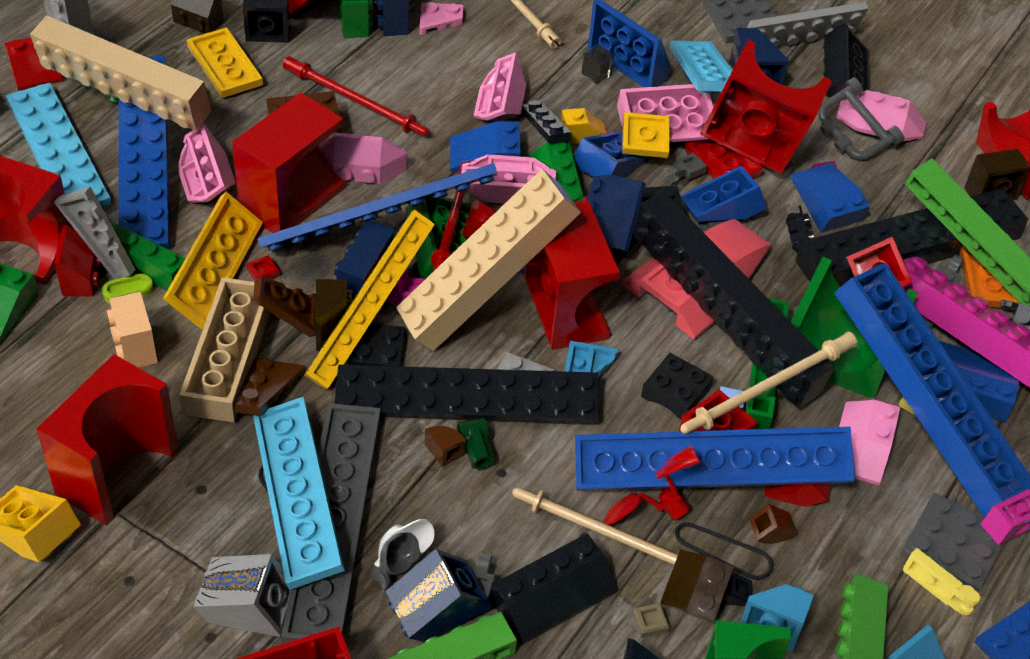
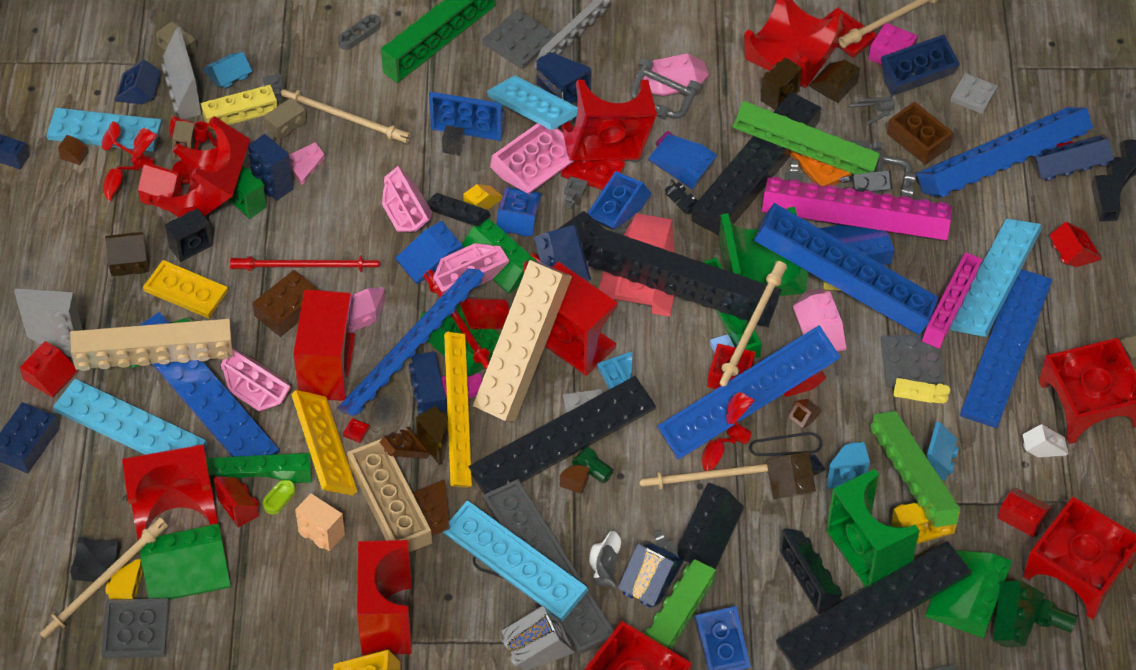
camera: 30 degrees left, 5 degrees up
(93, 226) = (242, 468): light grey wing -> none
(379, 346) = (483, 439): black plate -> none
(645, 135) = (536, 182): yellow plate -> none
(650, 620) = (776, 513): dark tan tile -> none
(677, 385) = (684, 355): black brick -> none
(844, 59) = (620, 44): black slope -> none
(878, 254) = (758, 200): red slope -> none

